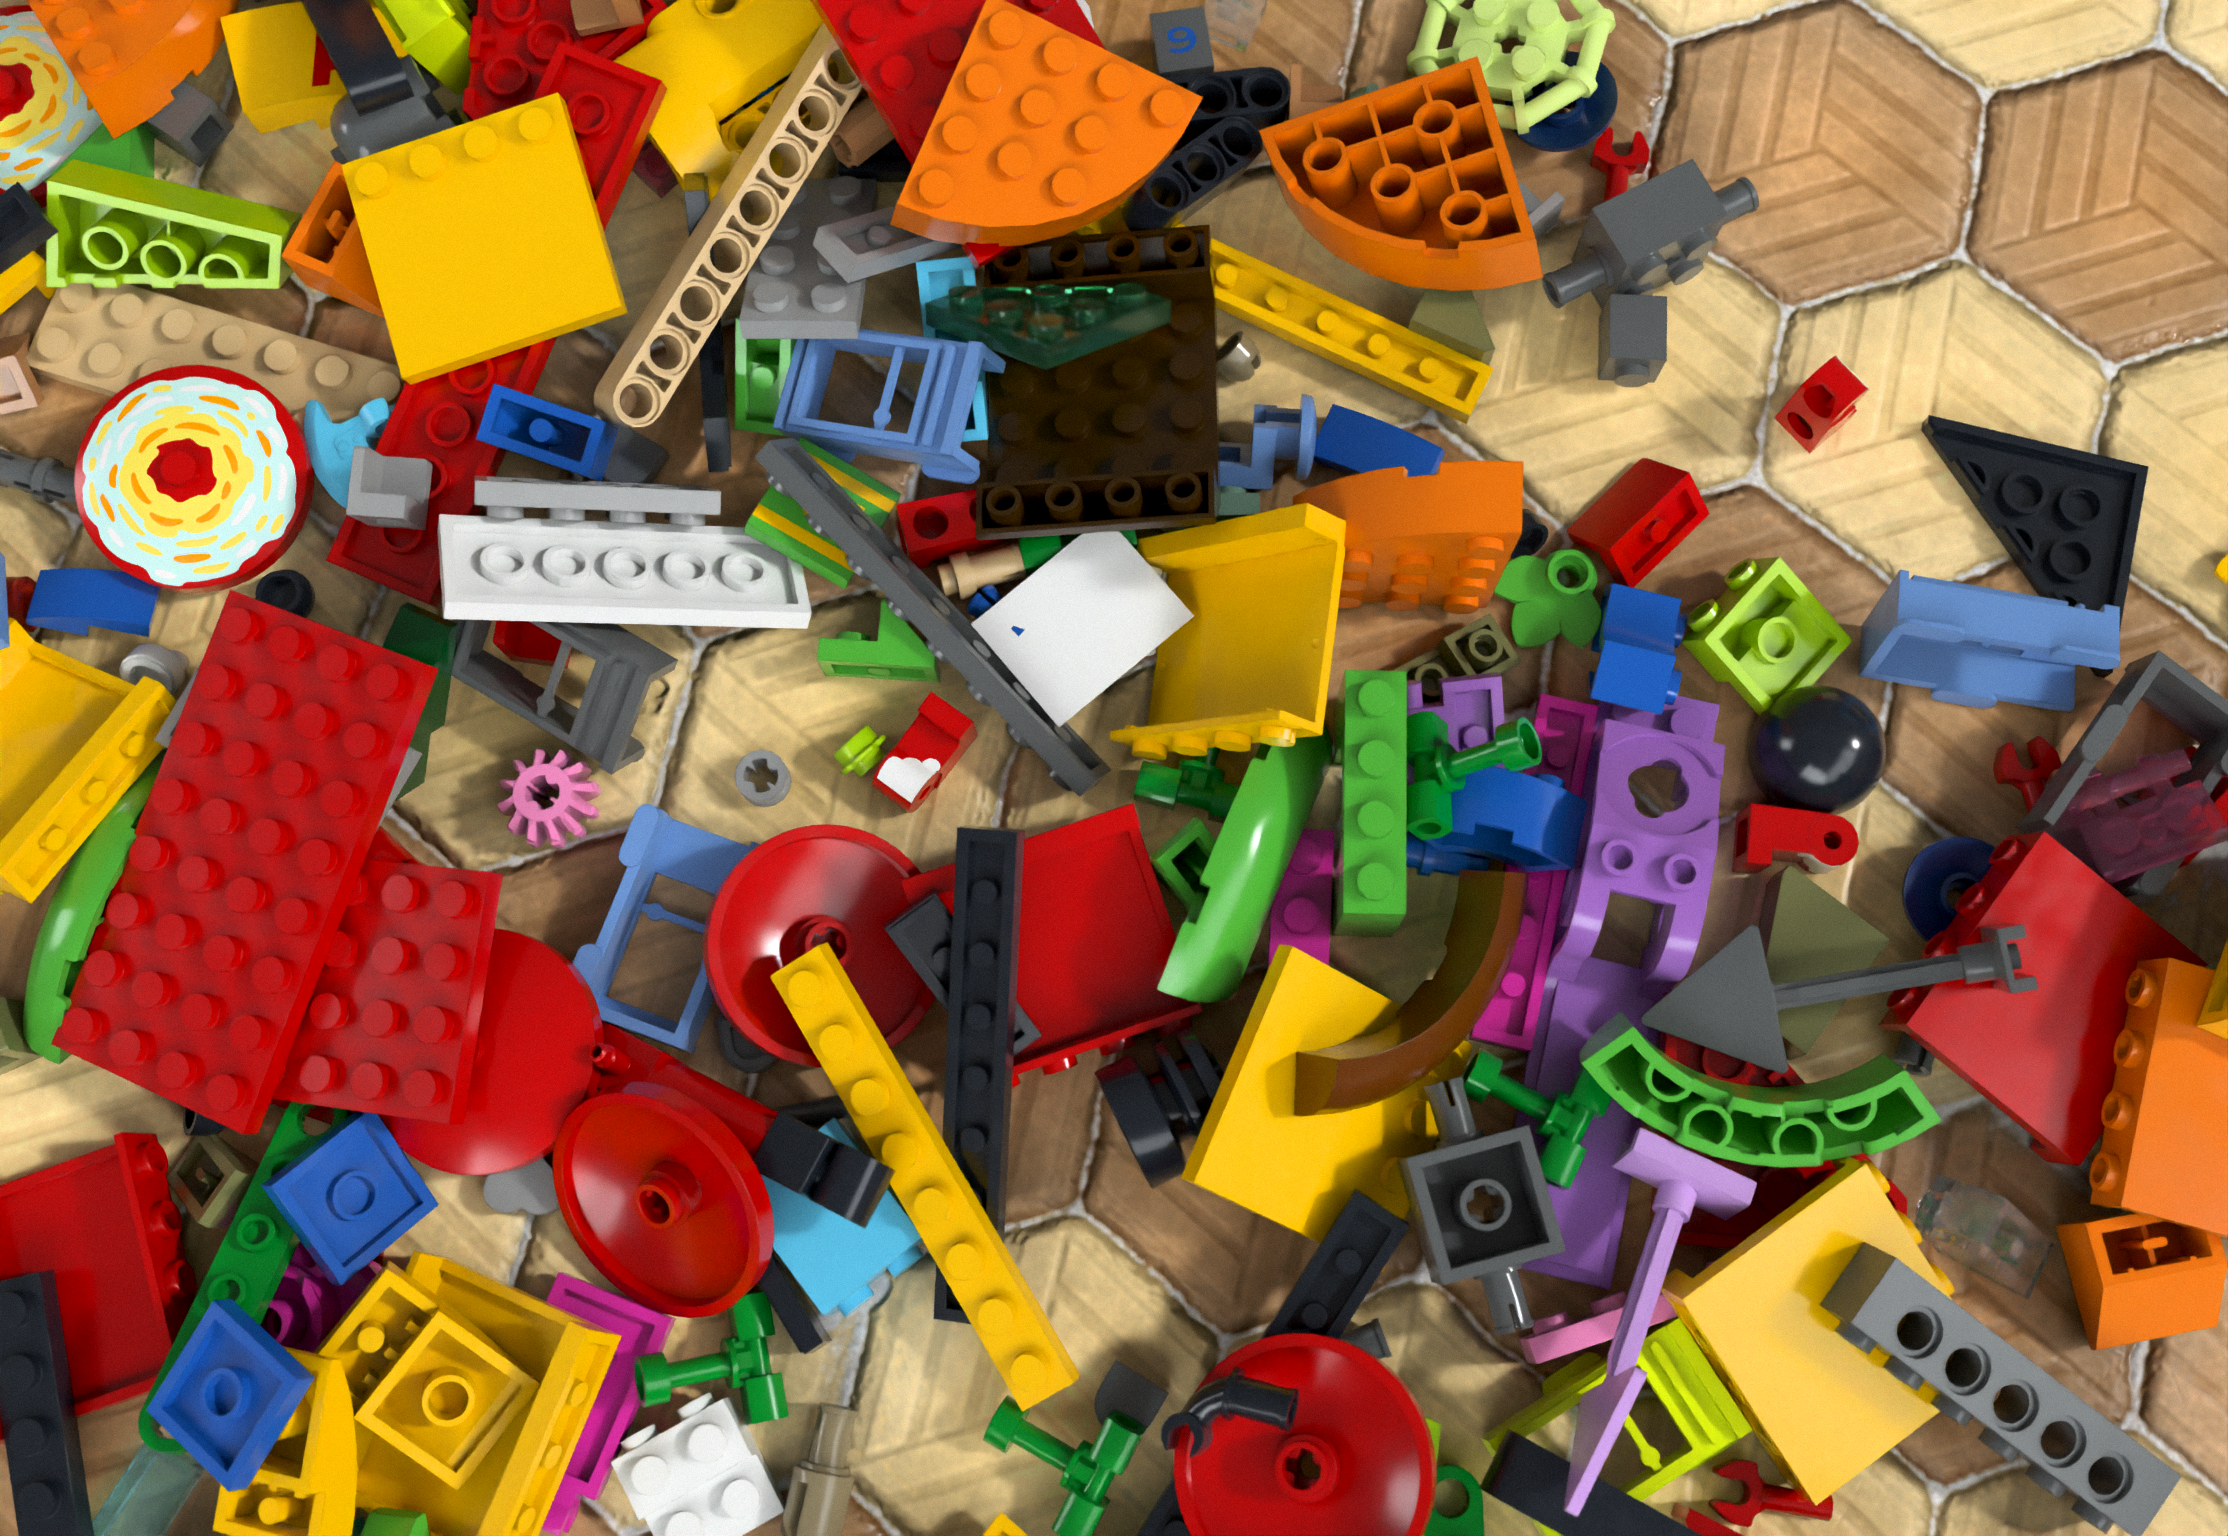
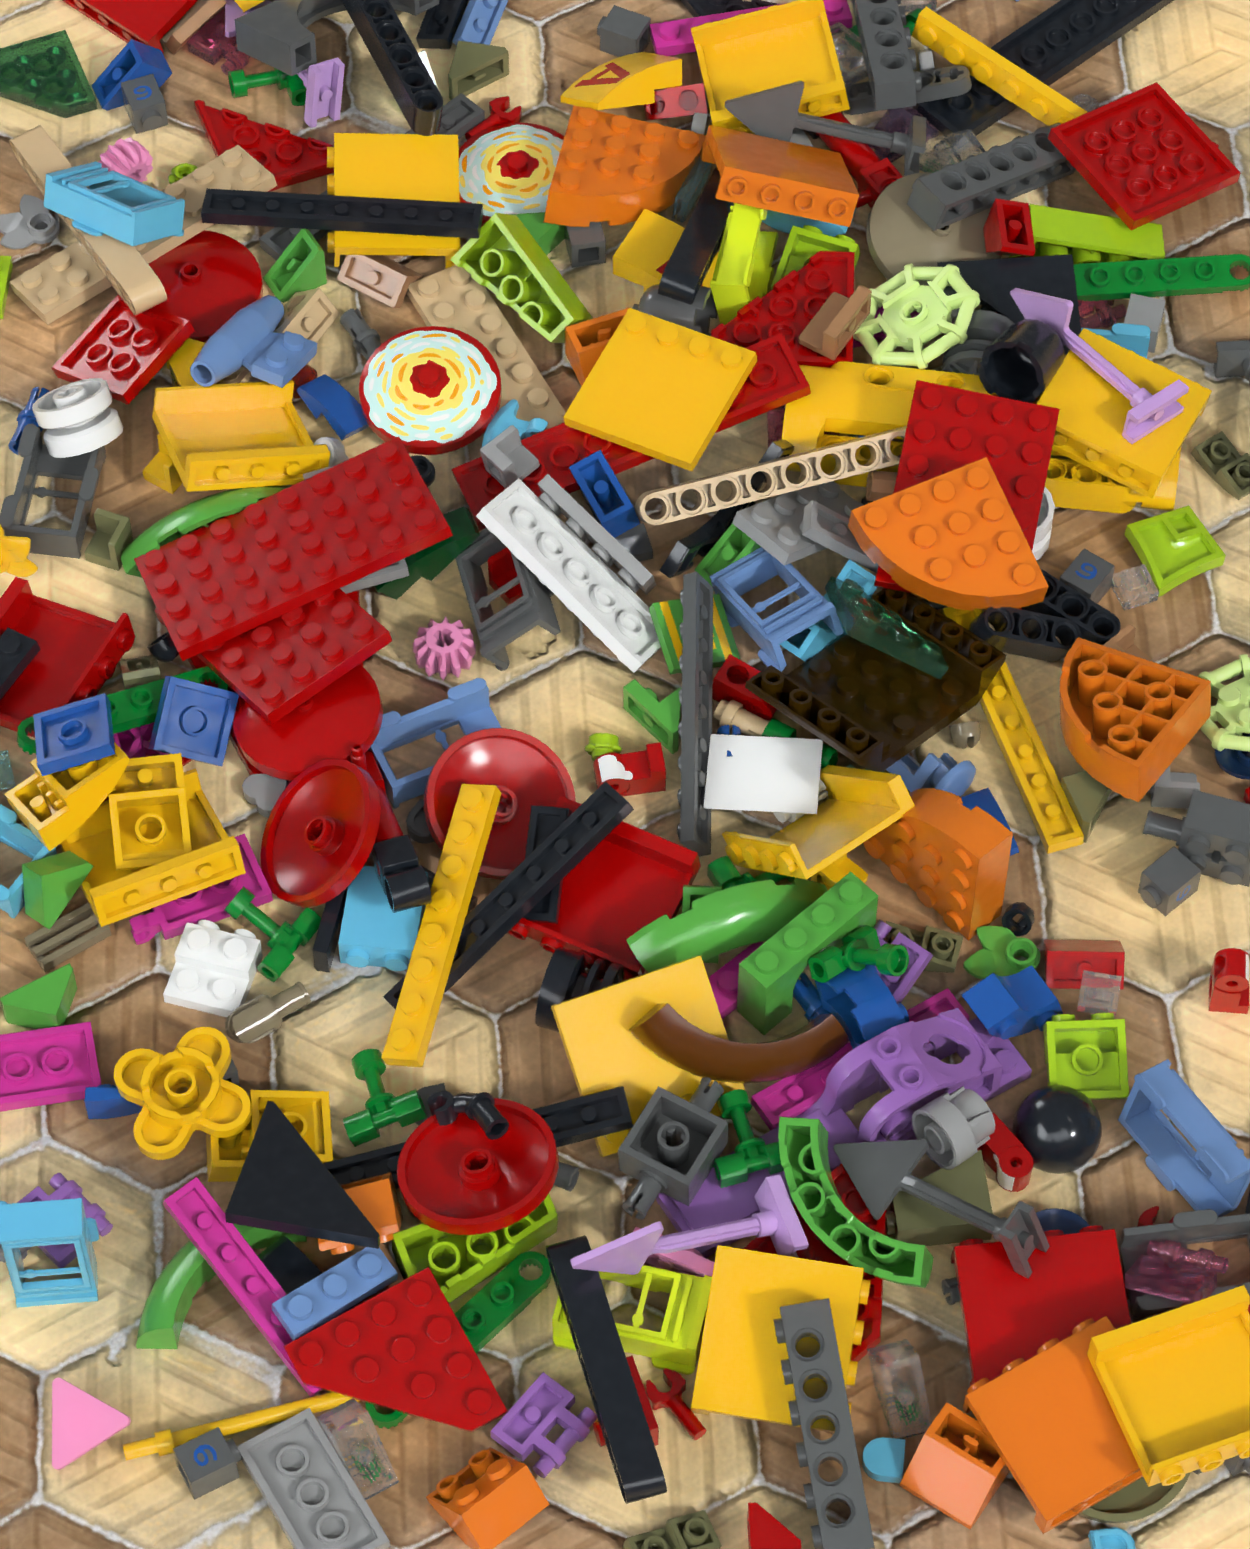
camera: 40 degrees right, 20 degrees down
(749, 790) = (548, 712): light grey bush -> none
(1704, 546) = (1099, 992): none -> clear tile
(1759, 874) = (954, 1126): none -> light grey piece
(2046, 1332) = (884, 1459): none -> medium azure tile

